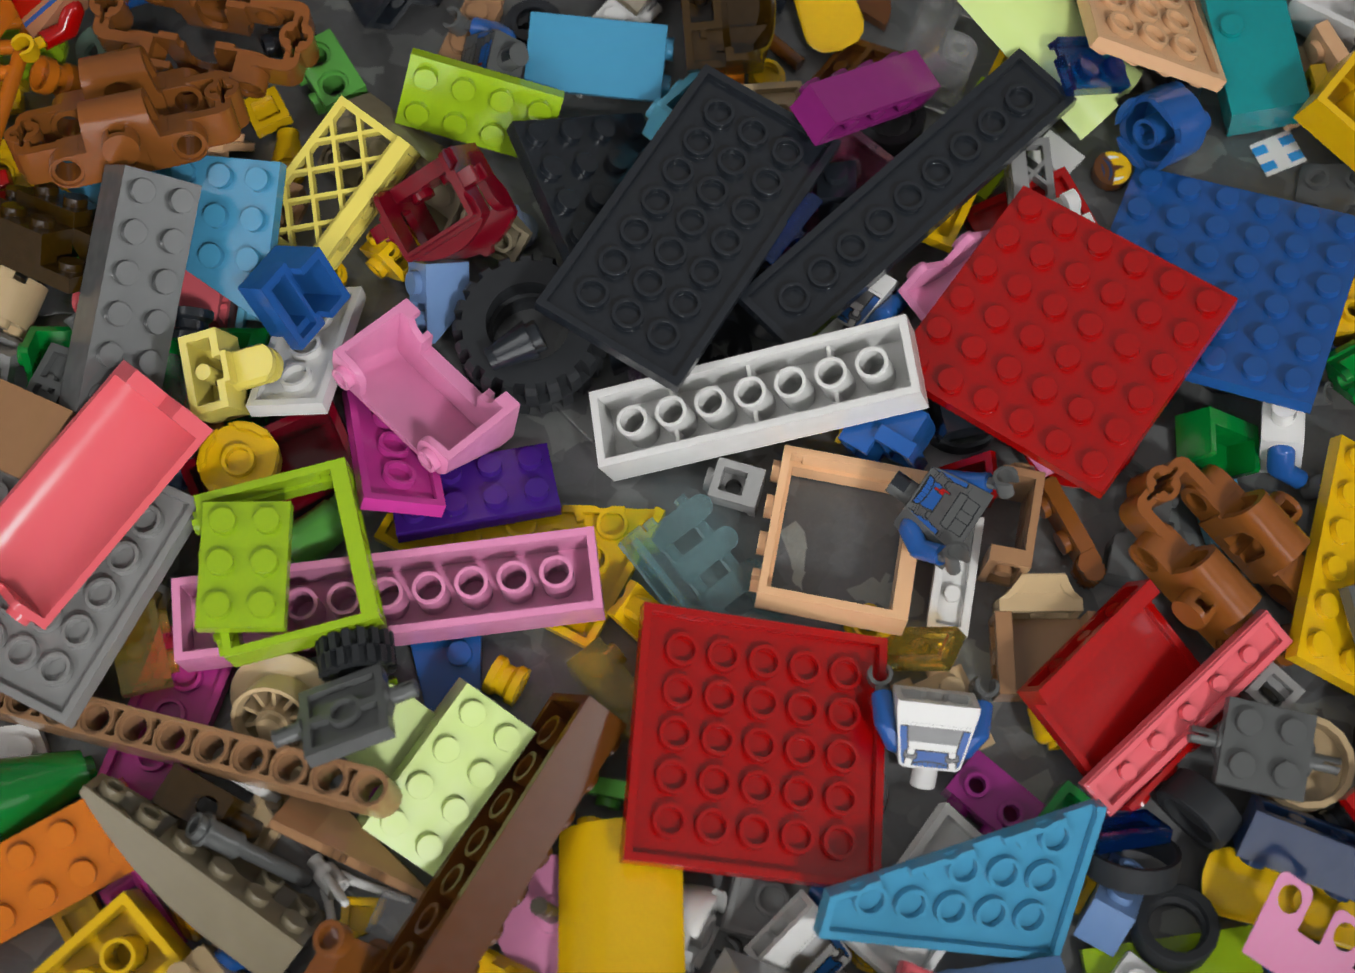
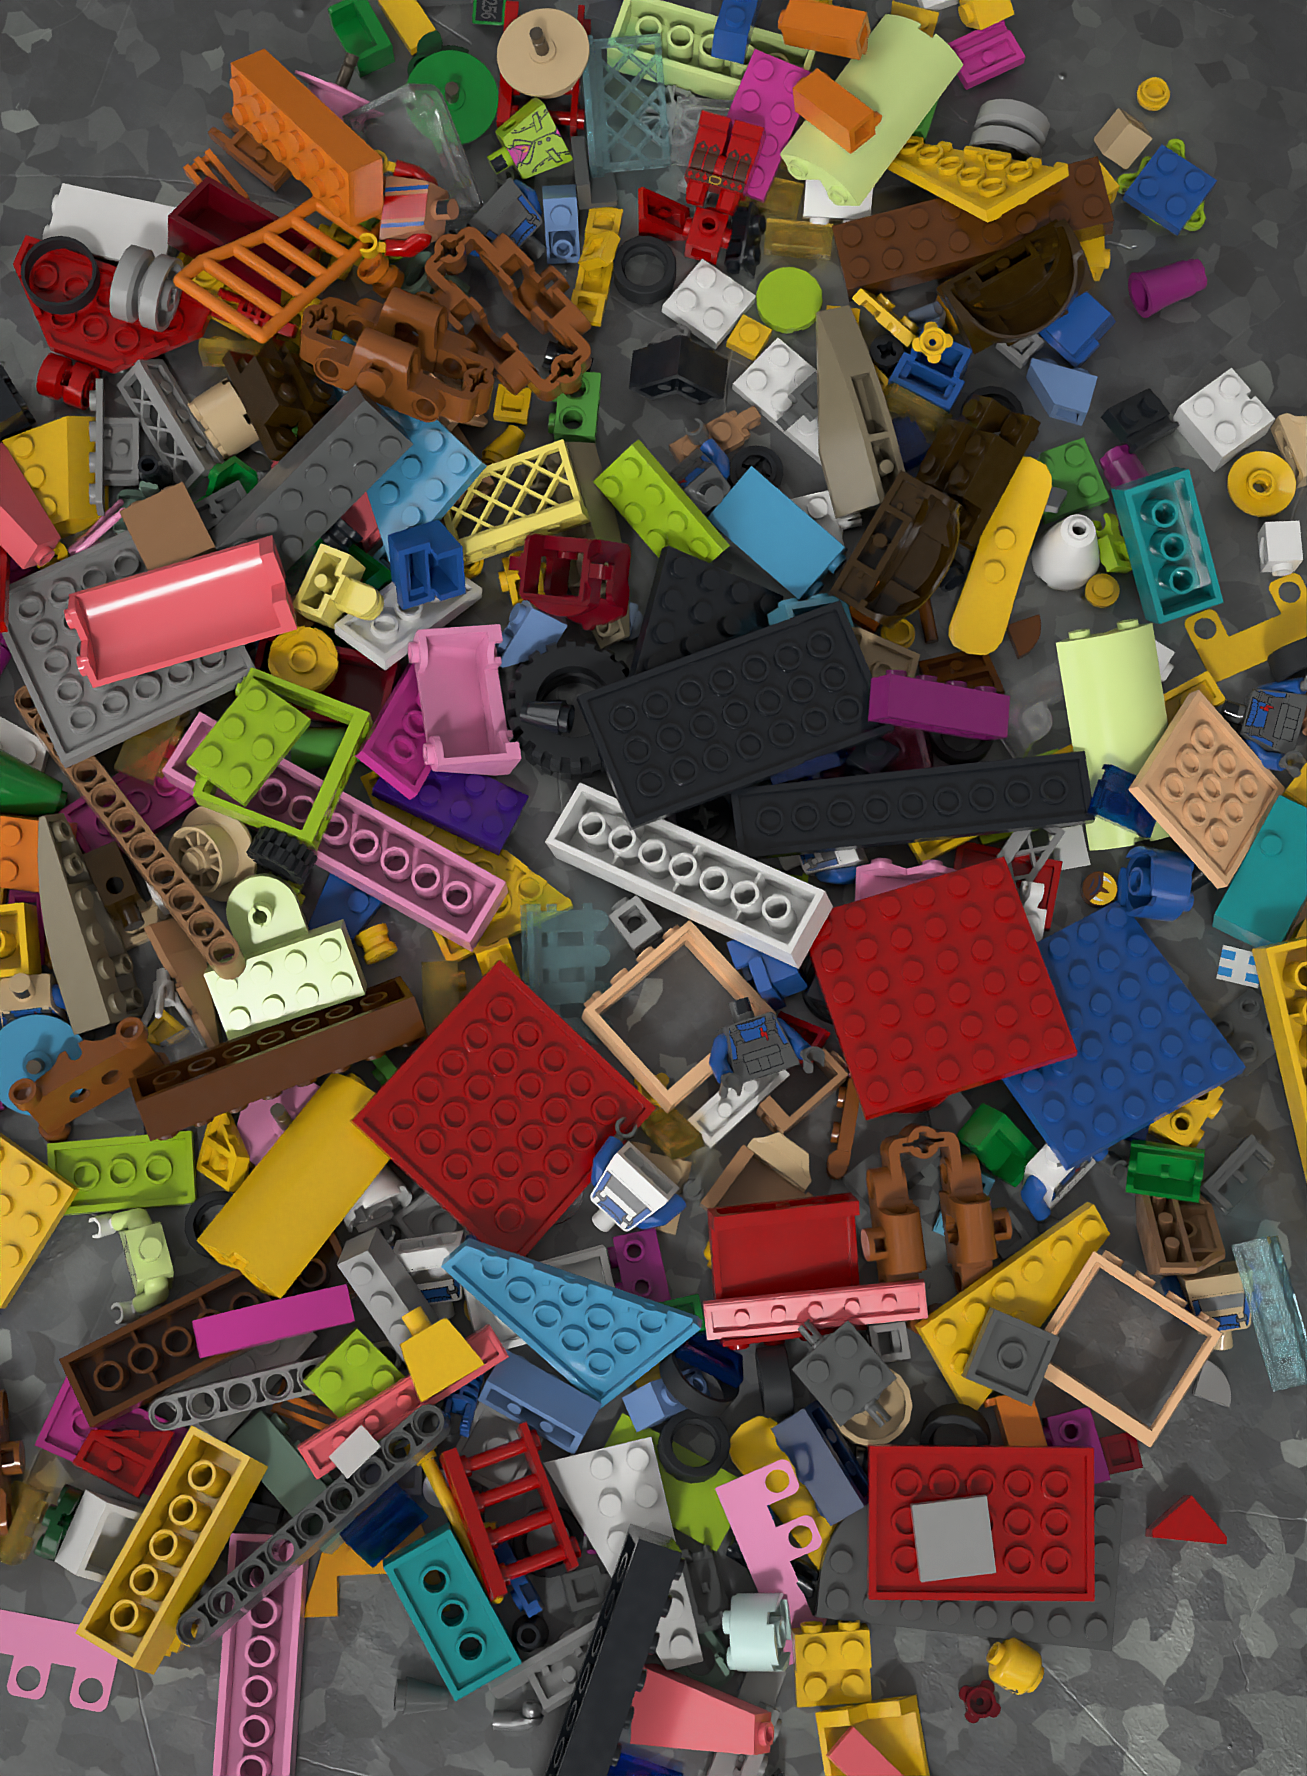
camera: 35 degrees right, 5 degrees up
(207, 831) = (102, 902): dark grey pin -> none
(345, 715) = (243, 891): dark grey plate -> none

